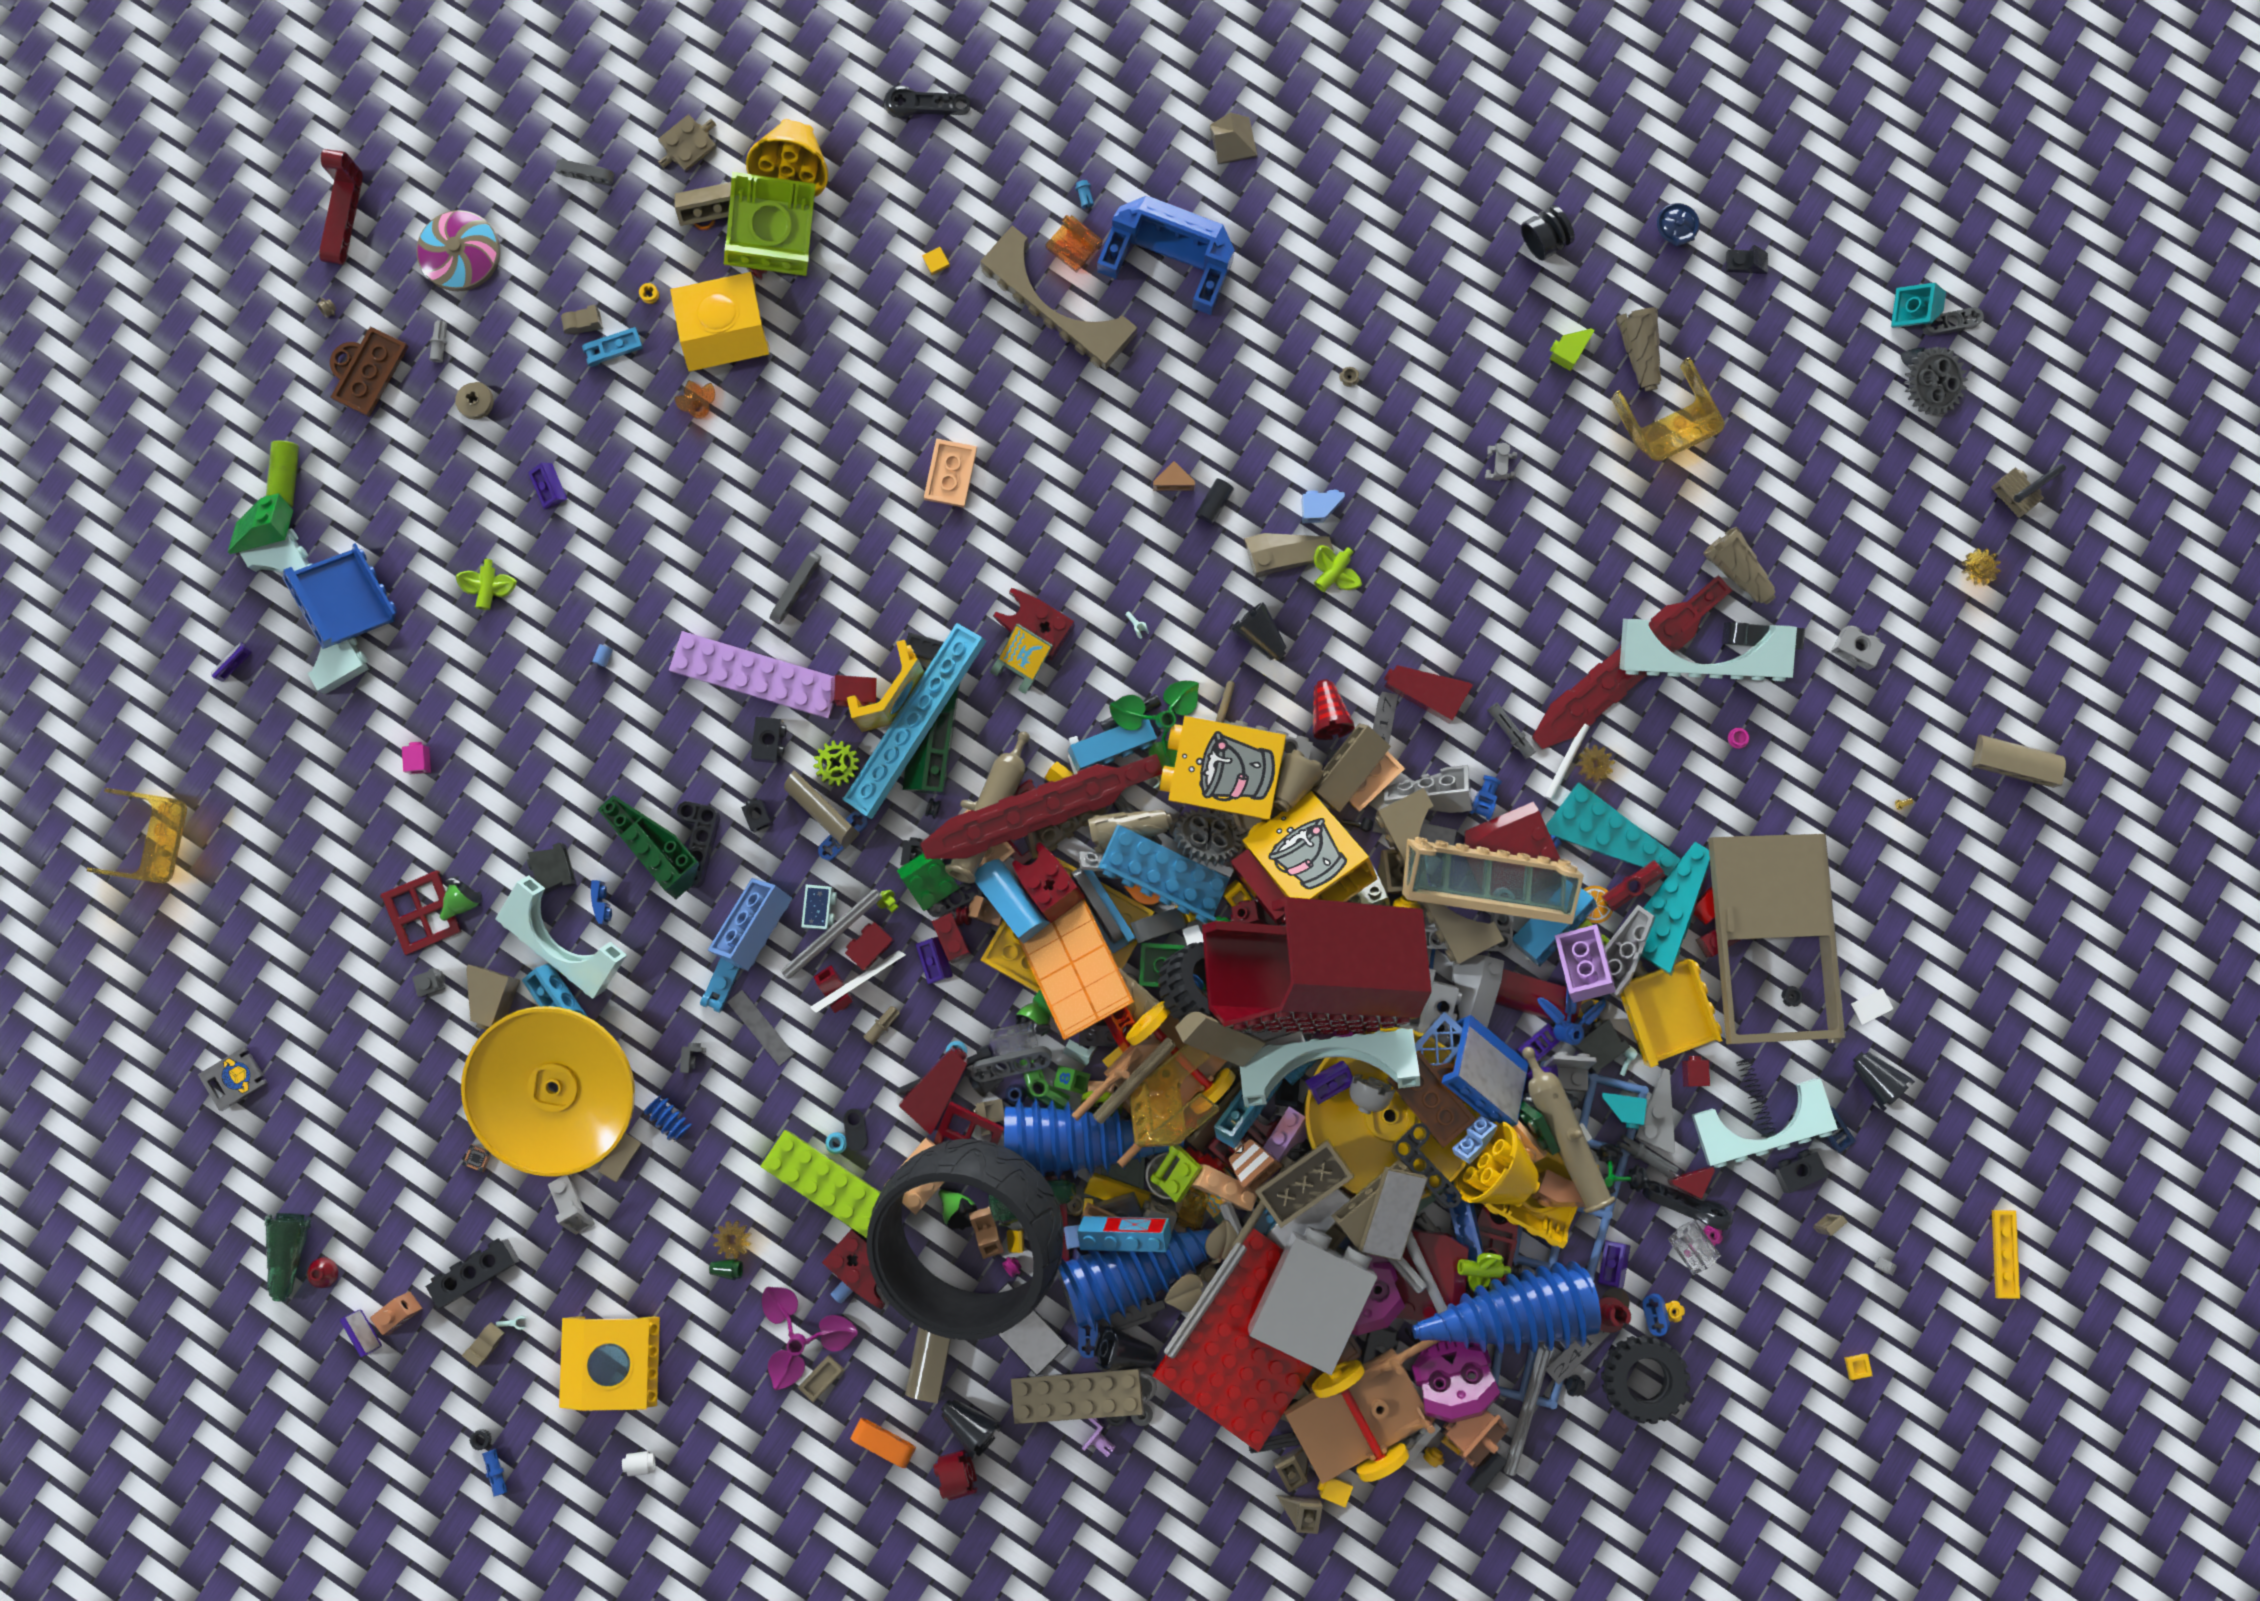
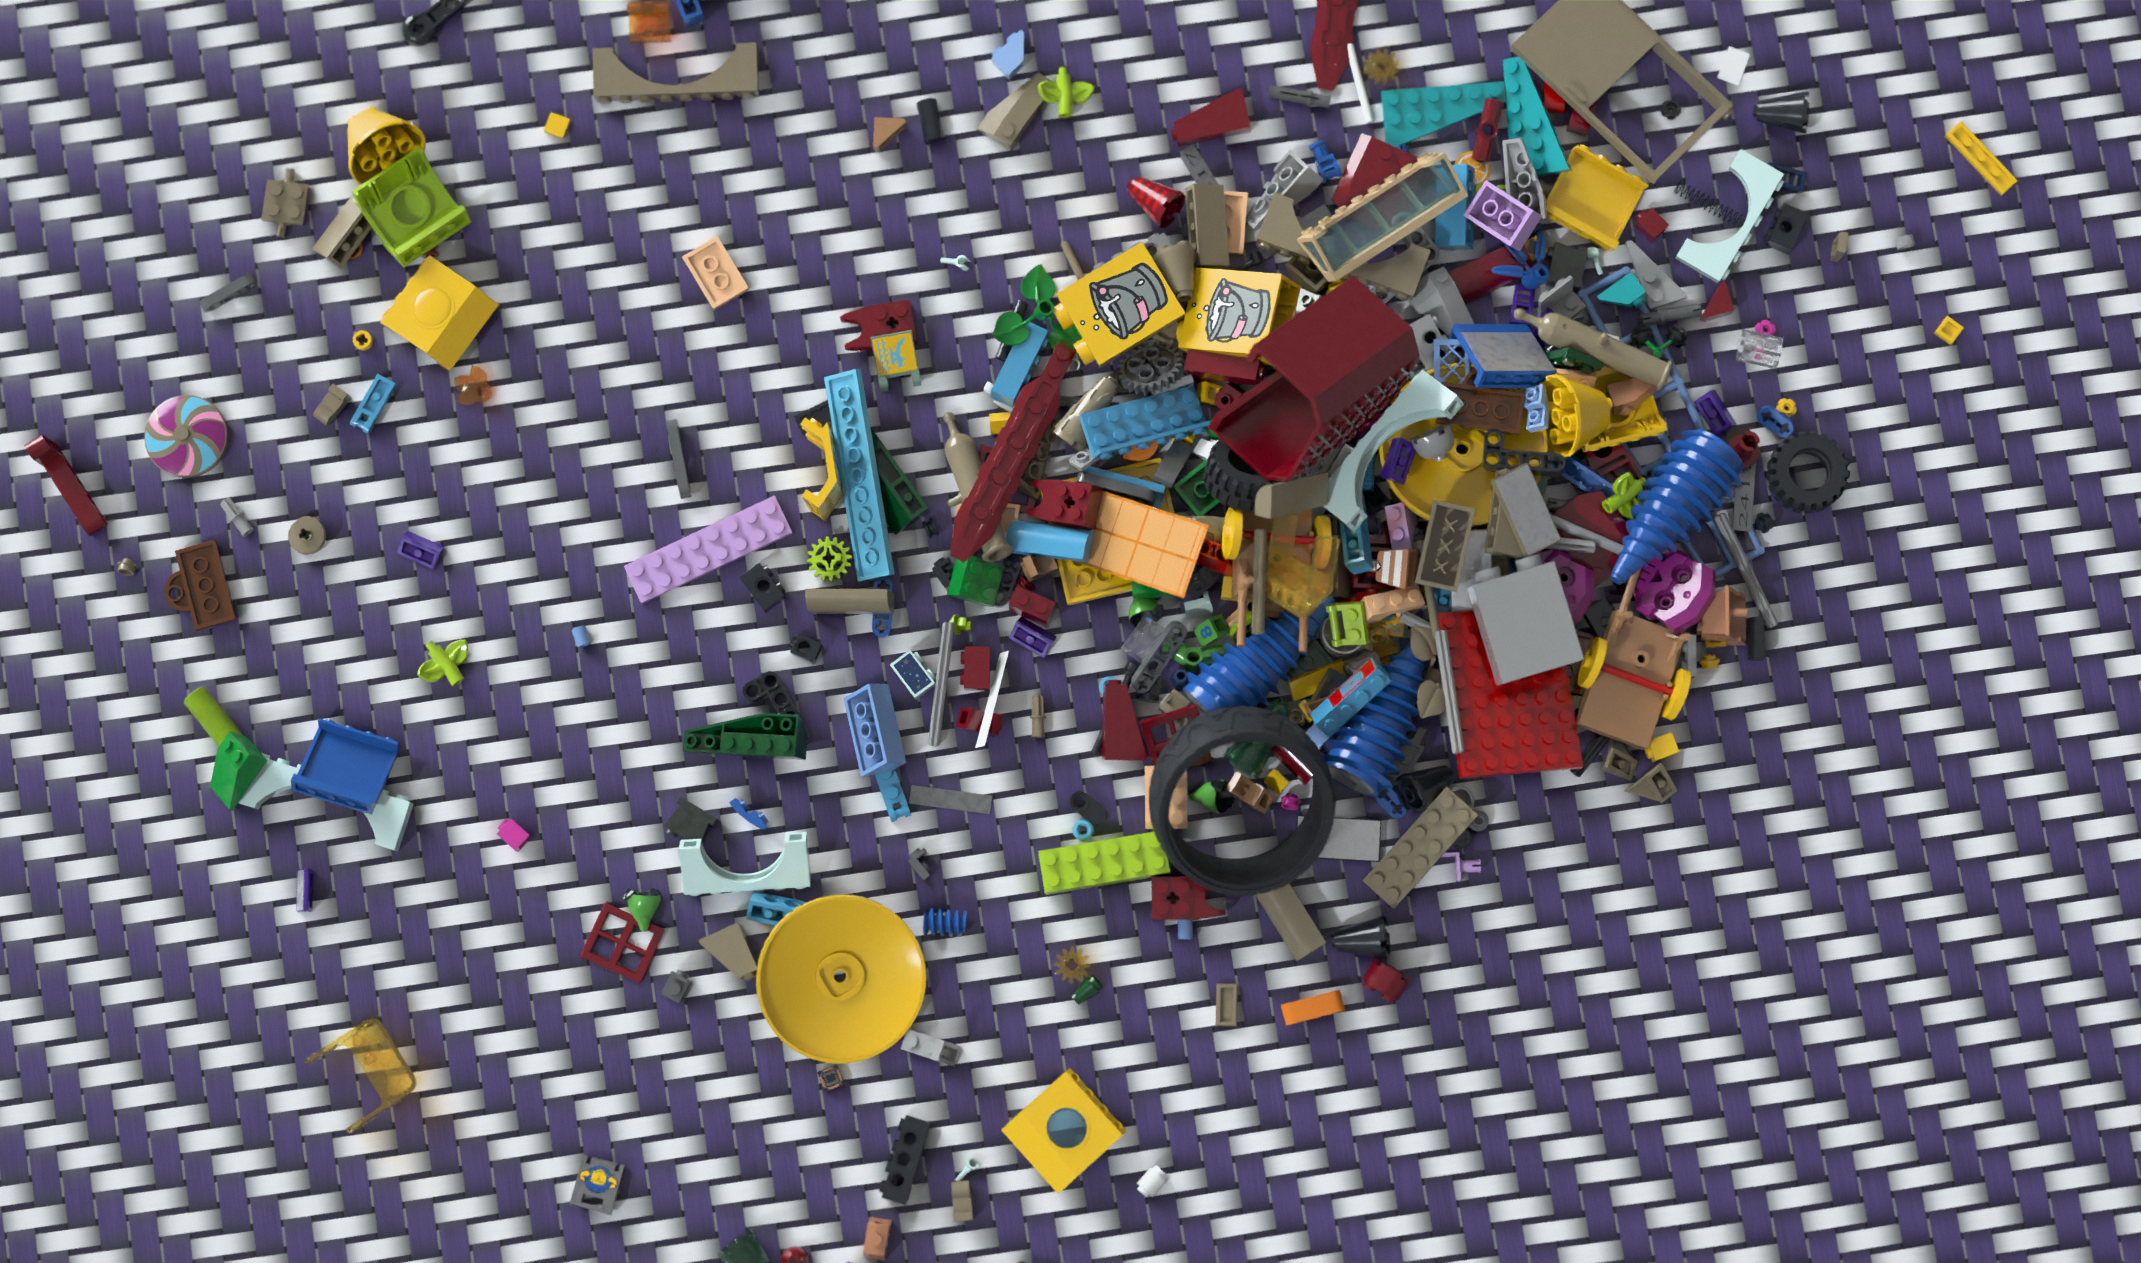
camera: 35 degrees left, 0 degrees up
(619, 1158) = (936, 983): dark tan slope -> none
(785, 1365) = (1191, 1021): magenta plant -> none
(845, 686) = (788, 497): dark red brick -> none
(1261, 632) = (1053, 186): black cone -> none
(1710, 1212) = (1749, 314): black beam -> none

